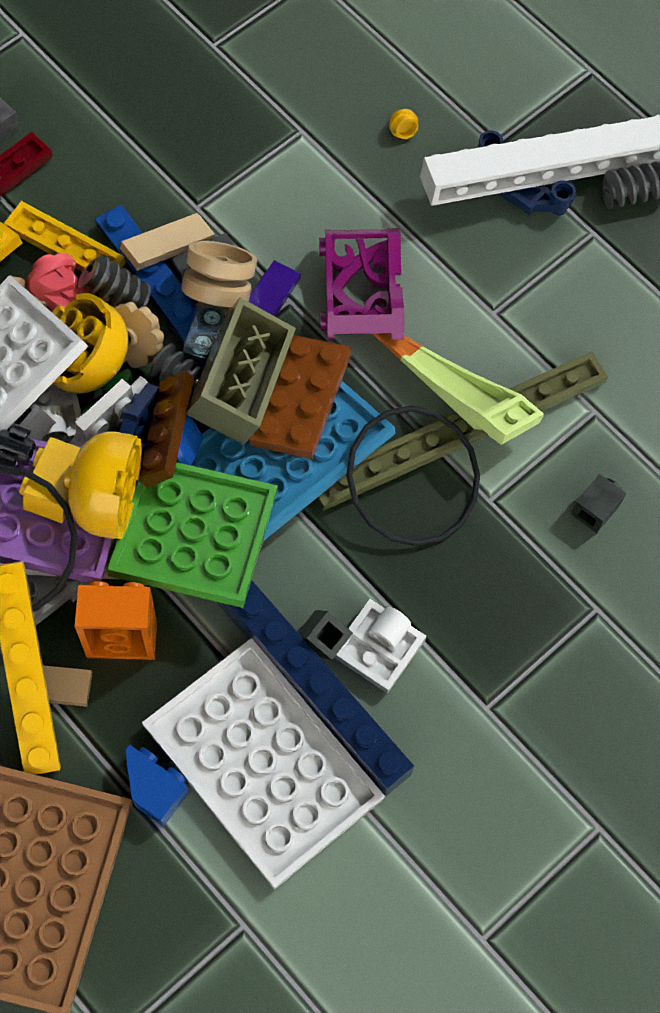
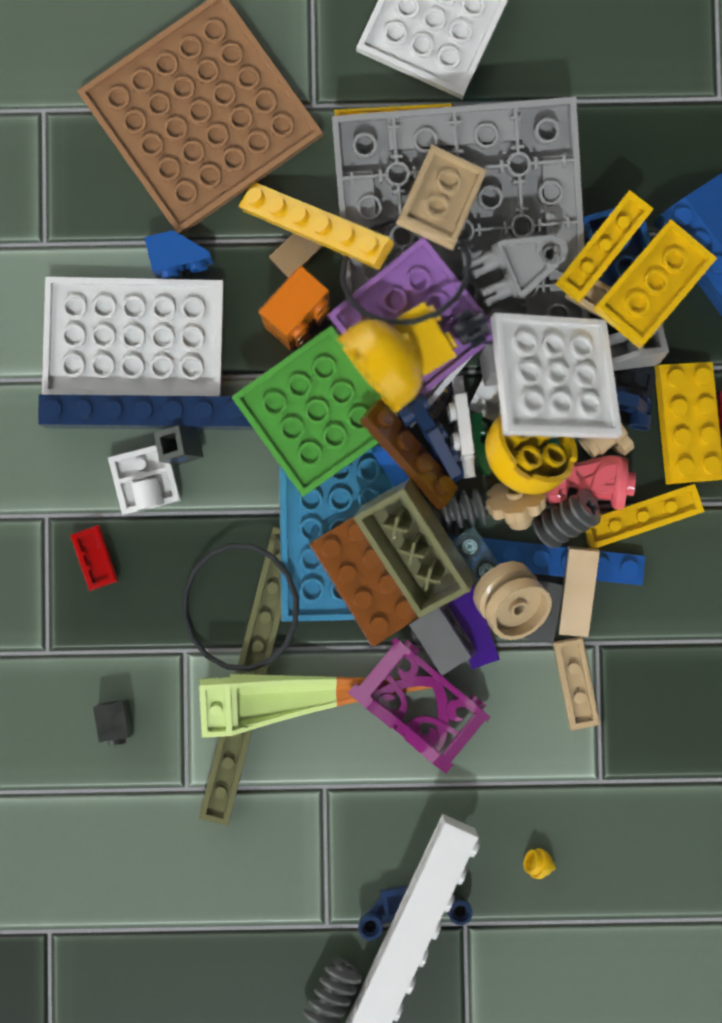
camera: 135 degrees right, 20 degrees up
(242, 197) = (576, 683): none -> tan tile
(299, 300) = (442, 639): none -> dark grey brick
(483, 631) = (94, 557): none -> red plate

